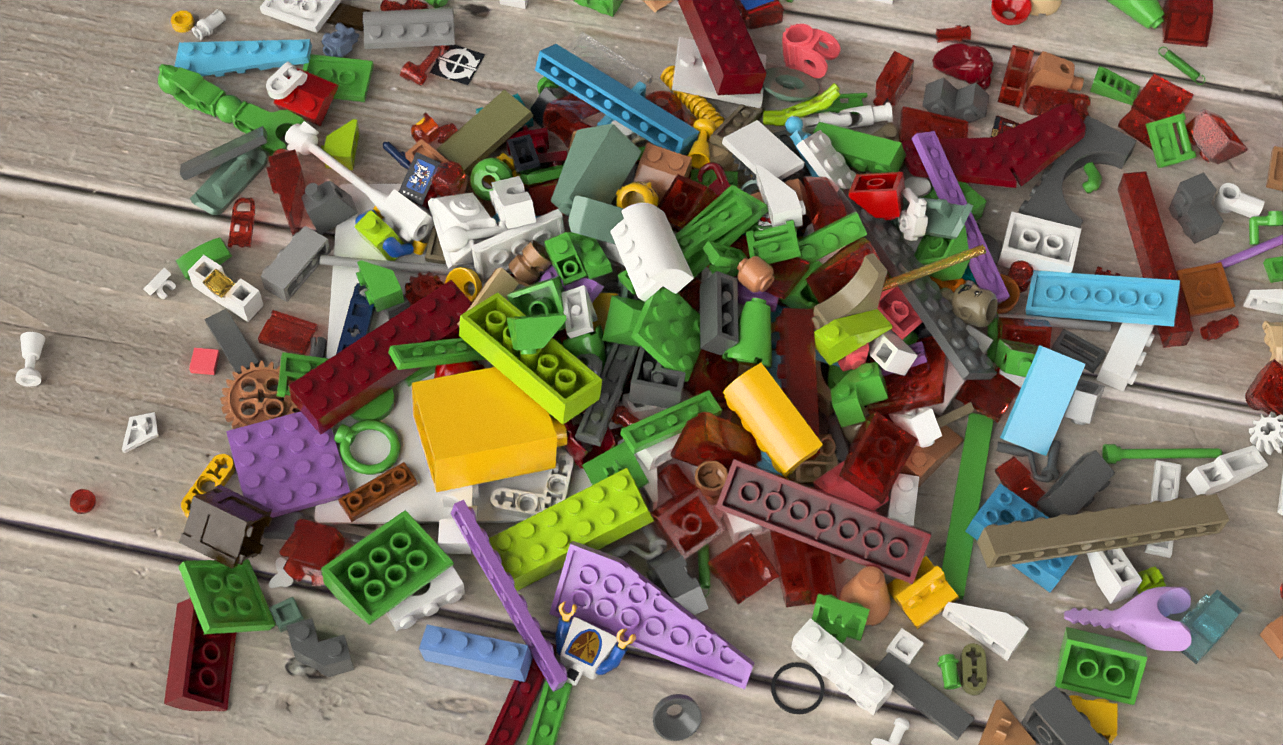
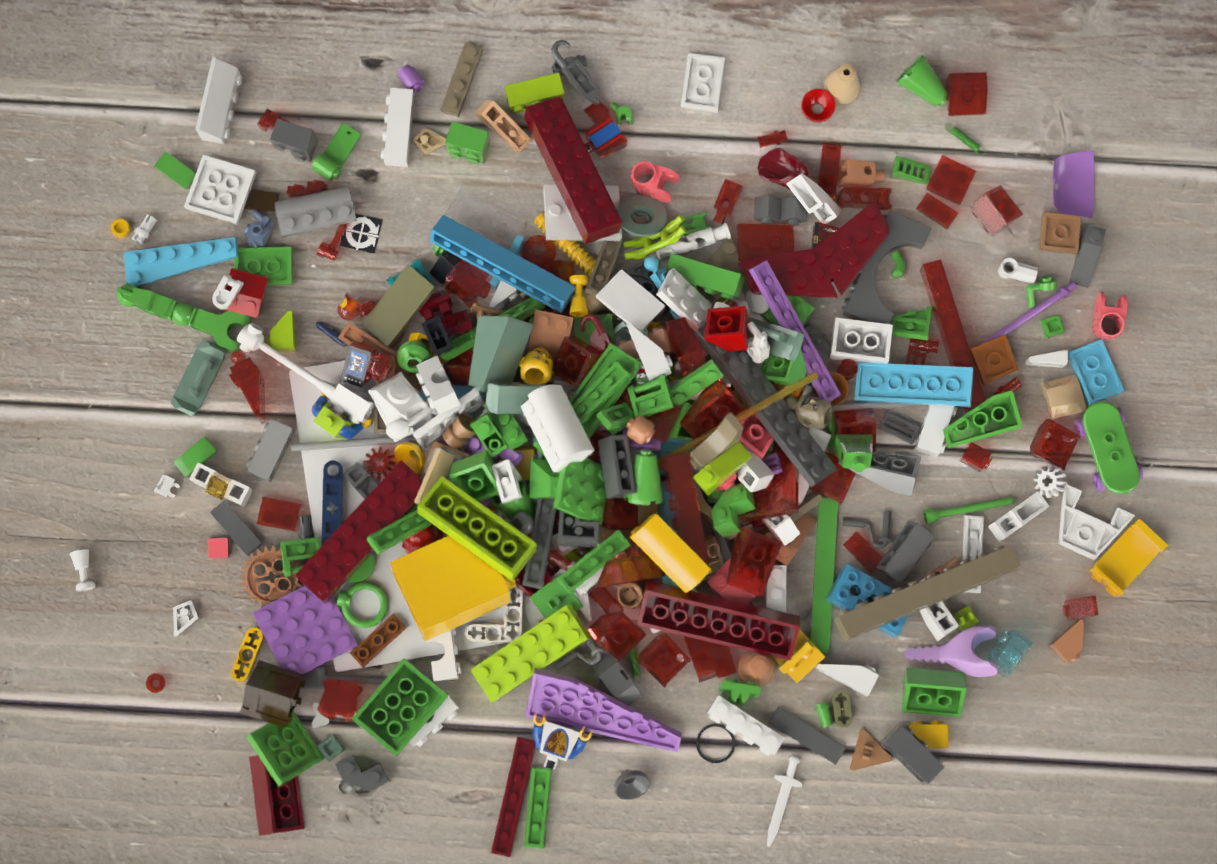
camera: 10 degrees left, 20 degrees up
(223, 153) = (189, 360): dark grey tile -> none
(244, 219) = (219, 414): clear red piece -> none
(327, 205) = (284, 400): dark grey torso -> none
(381, 285) = (345, 468): bright green slope -> none
(476, 653) = (477, 760): medium blue brick -> none
(513, 602) = (499, 720): medium lavender plate -> none
(533, 330) = (478, 511): bright green slope -> none
(905, 647) = (790, 700): white plate -> none
(997, 89) = (814, 198): none -> white slope
(1042, 400) = (874, 488): medium azure tile -> none
(1104, 241) = (912, 324): none -> bright green wing
(1117, 265) = (924, 345): none -> clear red pin
(1165, 142) = (954, 224): bright green plate -> none
(1175, 394) = (976, 457): none -> clear red brick
(1194, 210) = (983, 287): dark grey brick -> none
(1199, 349) = (988, 419): none -> bright green wedge

